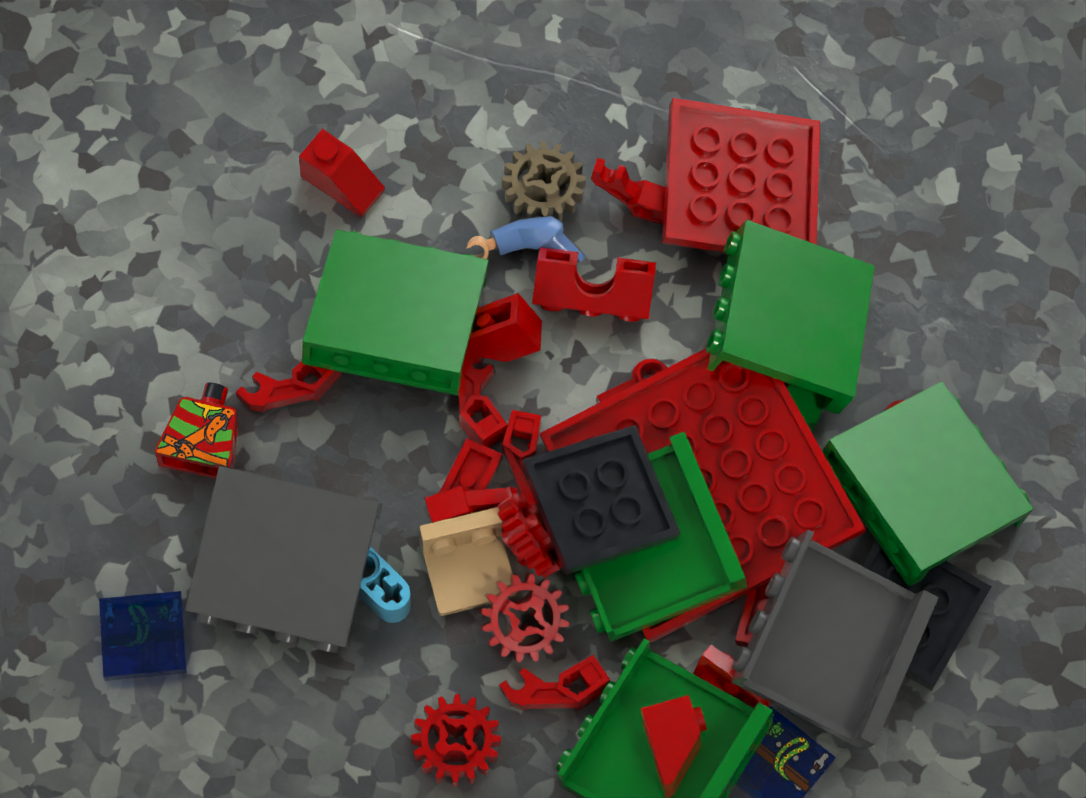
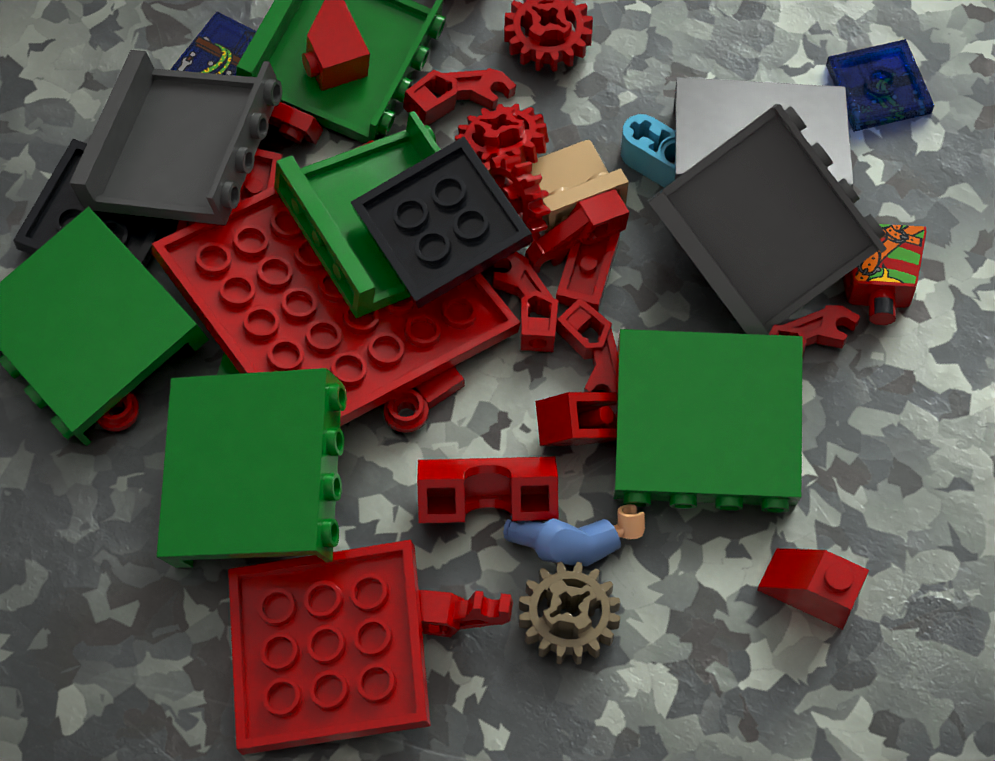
camera: 175 degrees right, 5 degrees down
(311, 451) = (768, 220): none -> dark grey panel

